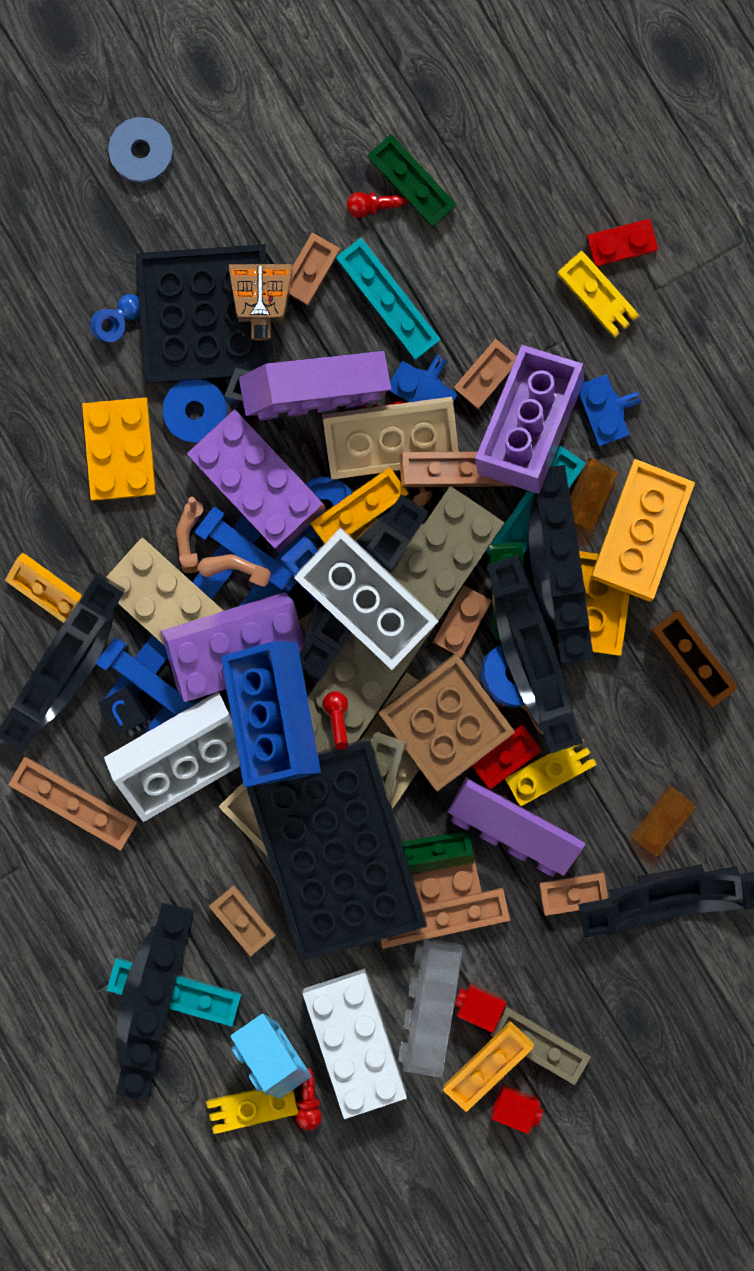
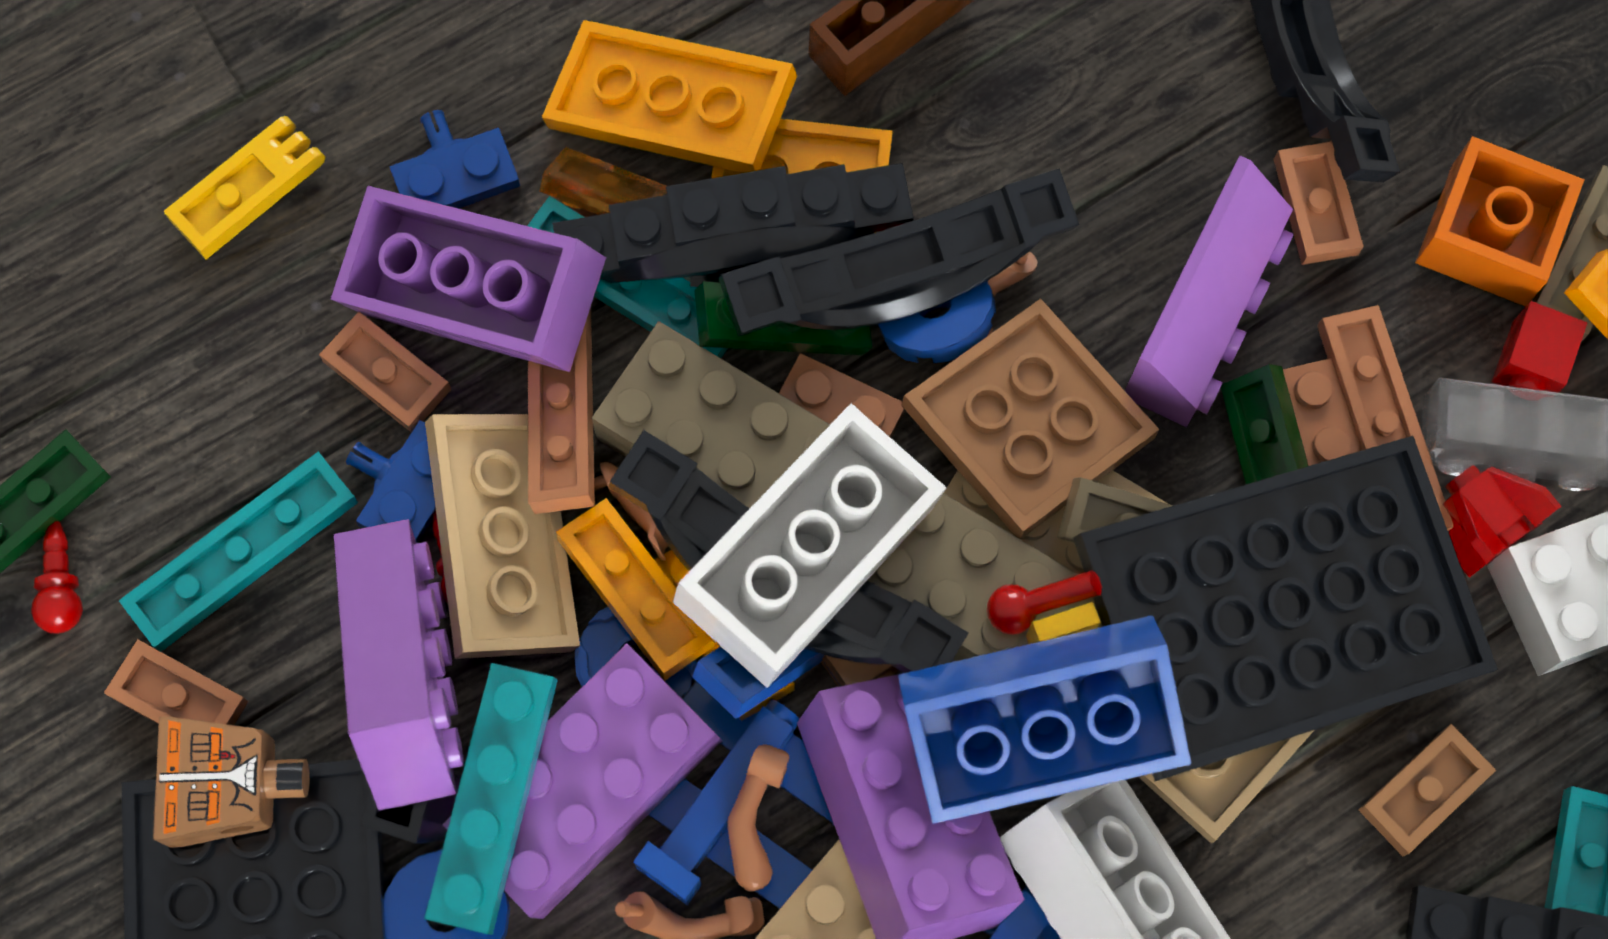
camera: 90 degrees left, 15 degrees down
(244, 434) = (491, 799): none -> teal plate
(320, 729) = (1064, 623): none -> yellow tile
(386, 968) = (1493, 513): none -> red brick
(506, 757) = (1087, 316): red plate -> none
(547, 773) = (1110, 259): yellow hinge -> none
(556, 992) = (1500, 221): none -> orange brick
(622, 243) = (154, 150): red plate -> none
(663, 820) = (1176, 64): clear orange plate -> none

